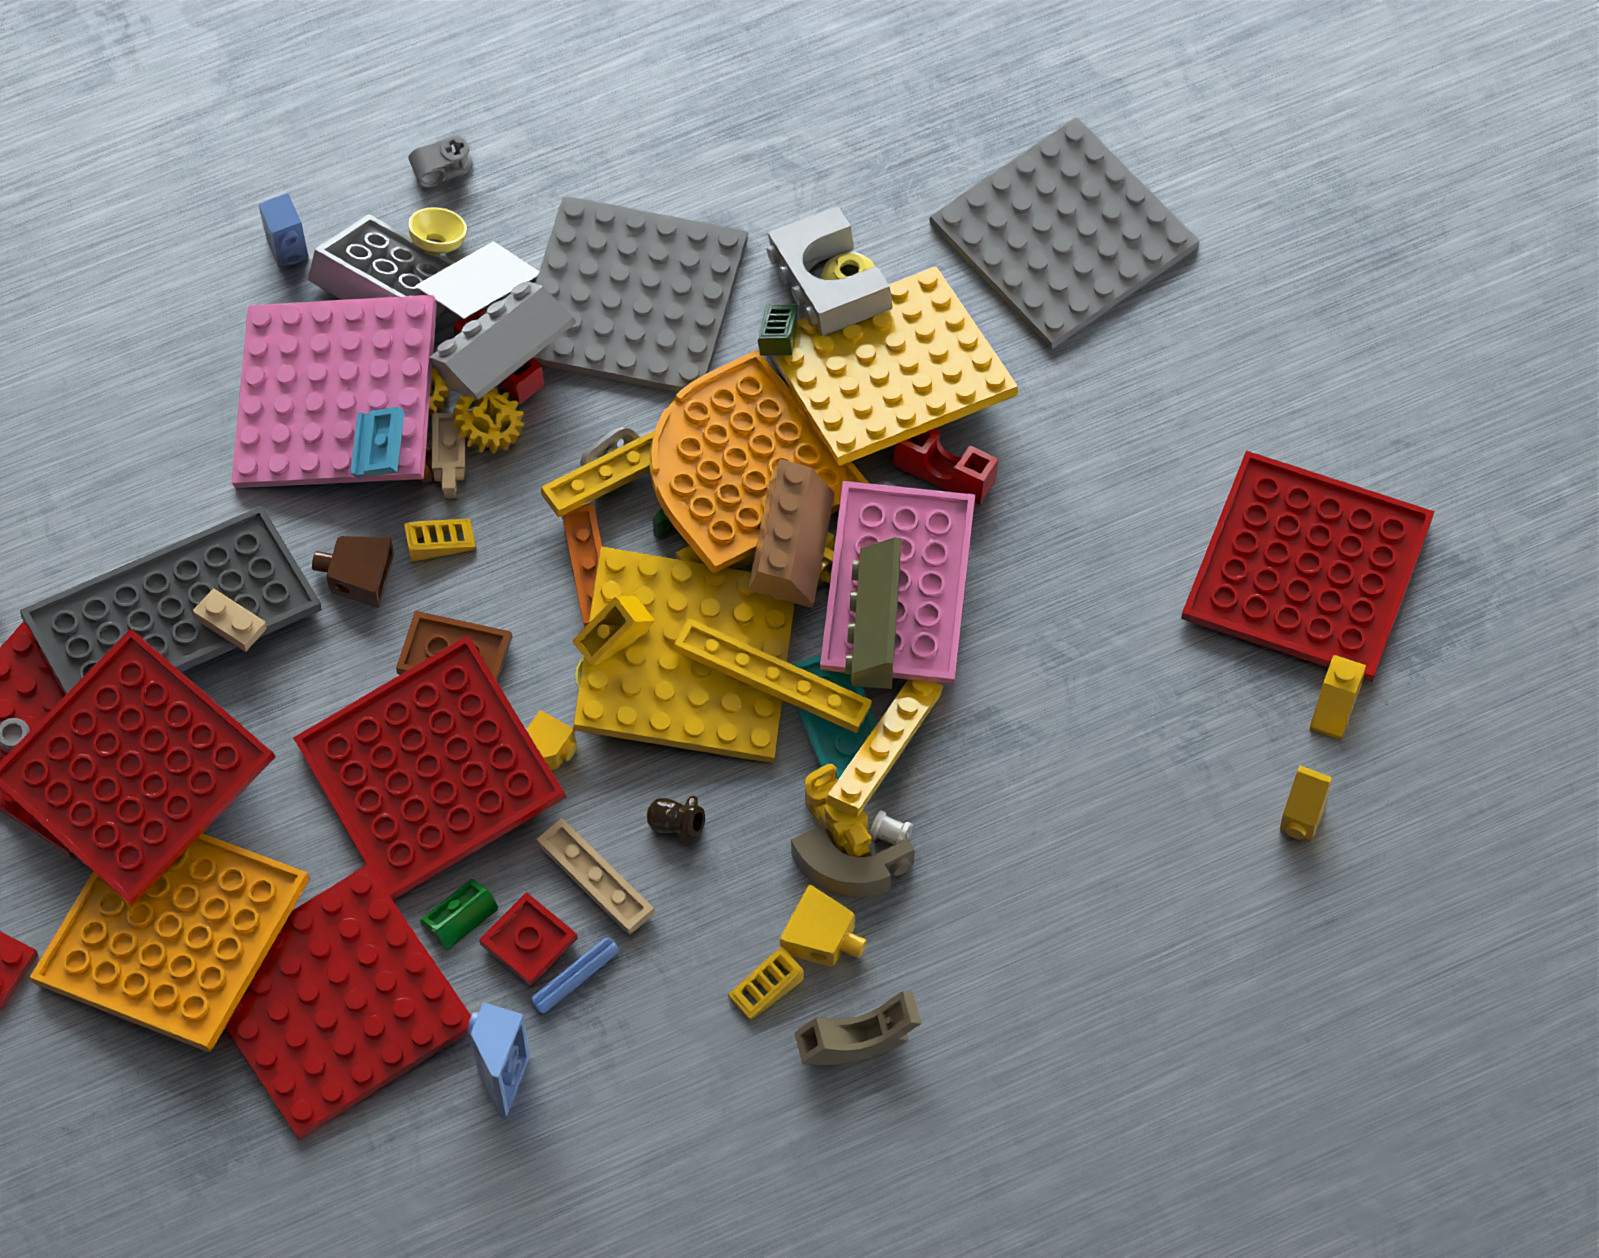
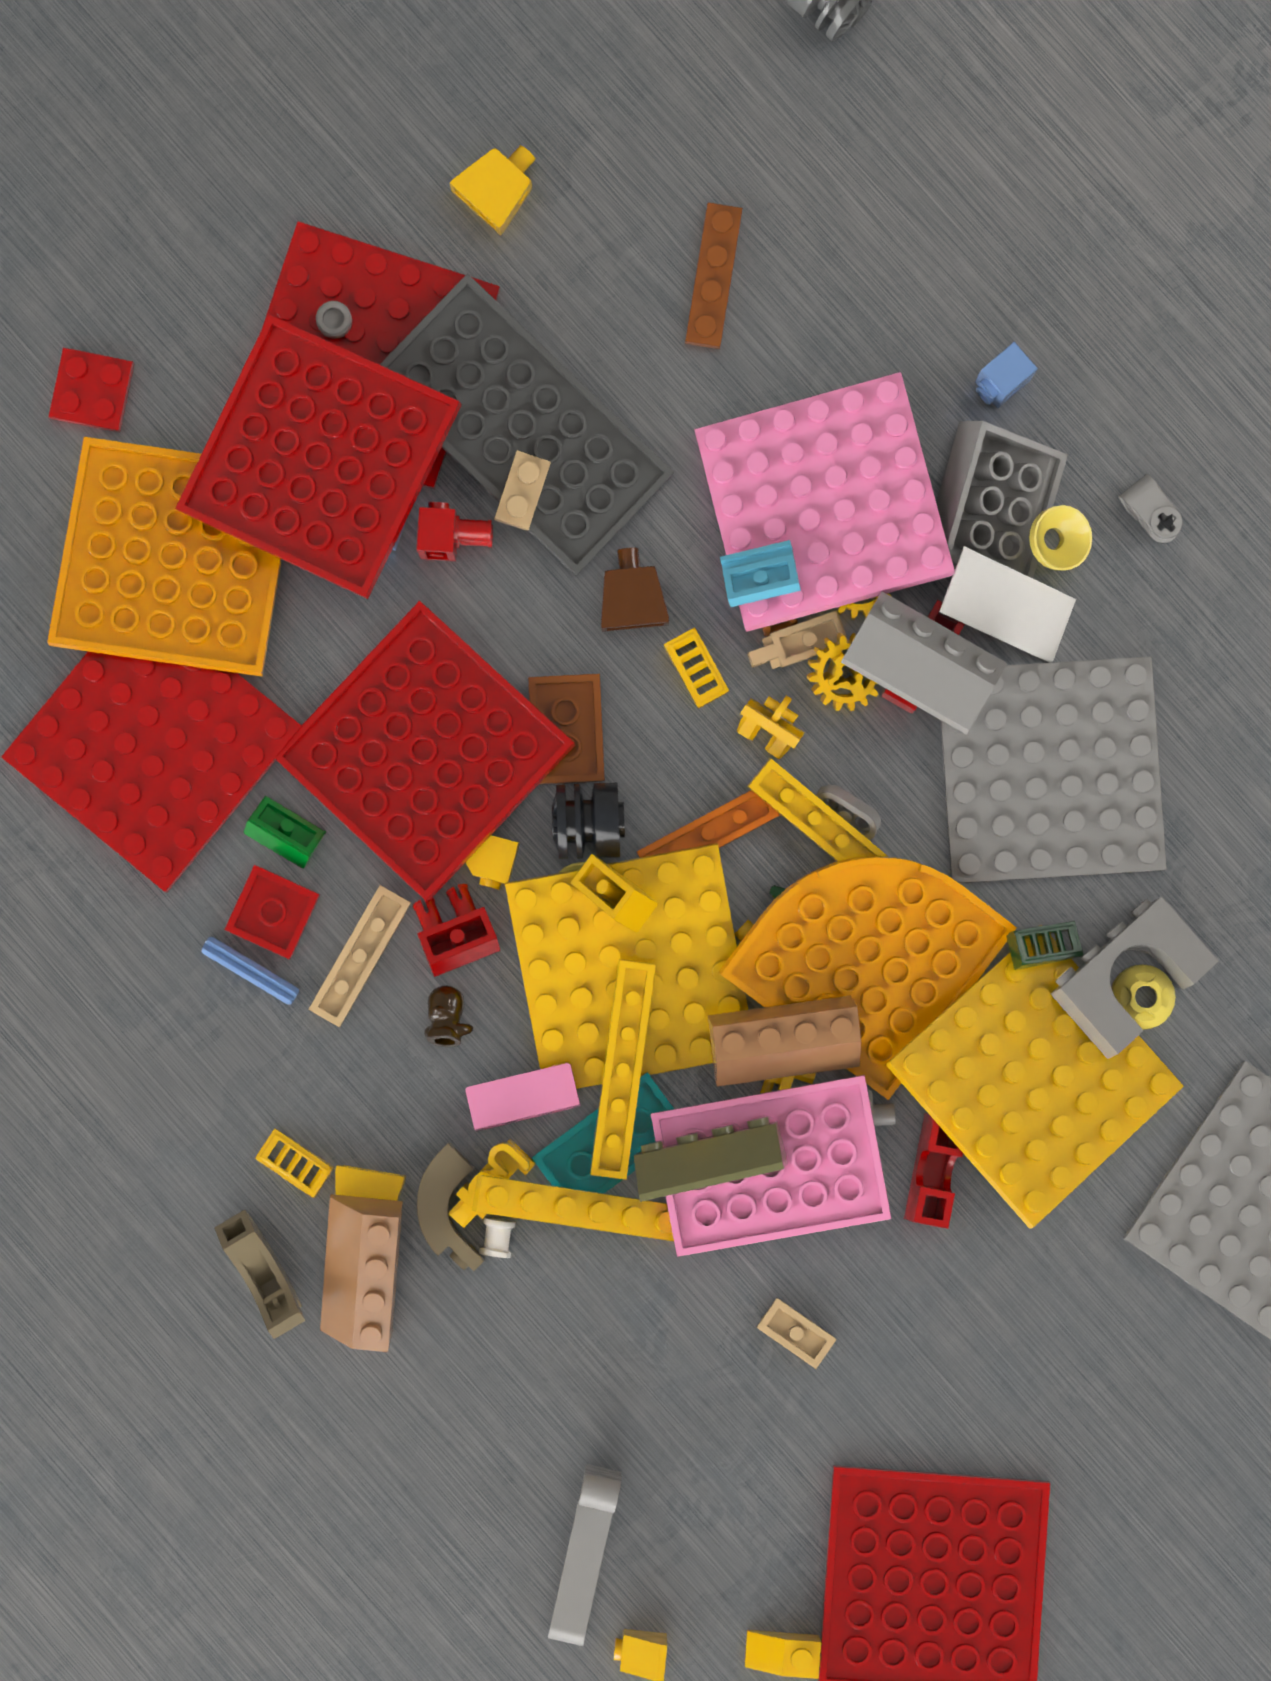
camera: 70 degrees right, 25 degrees up
(104, 435) = (713, 275): none -> dark orange plate
(242, 689) = (443, 532): none -> red brick
(500, 1052) = (121, 929): light blue slope -> none
(501, 500) = (758, 716): none -> yellow hips
(541, 647) = (588, 820): none -> black wheel
(610, 784) = (459, 939): none -> red brick
(771, 771) = (522, 1097): none -> bright pink panel
(883, 940) = (361, 1271): none -> medium nougat slope
(1054, 613) = (796, 1333): none -> tan plate
(1191, 830) = (584, 1554): none -> light grey beam

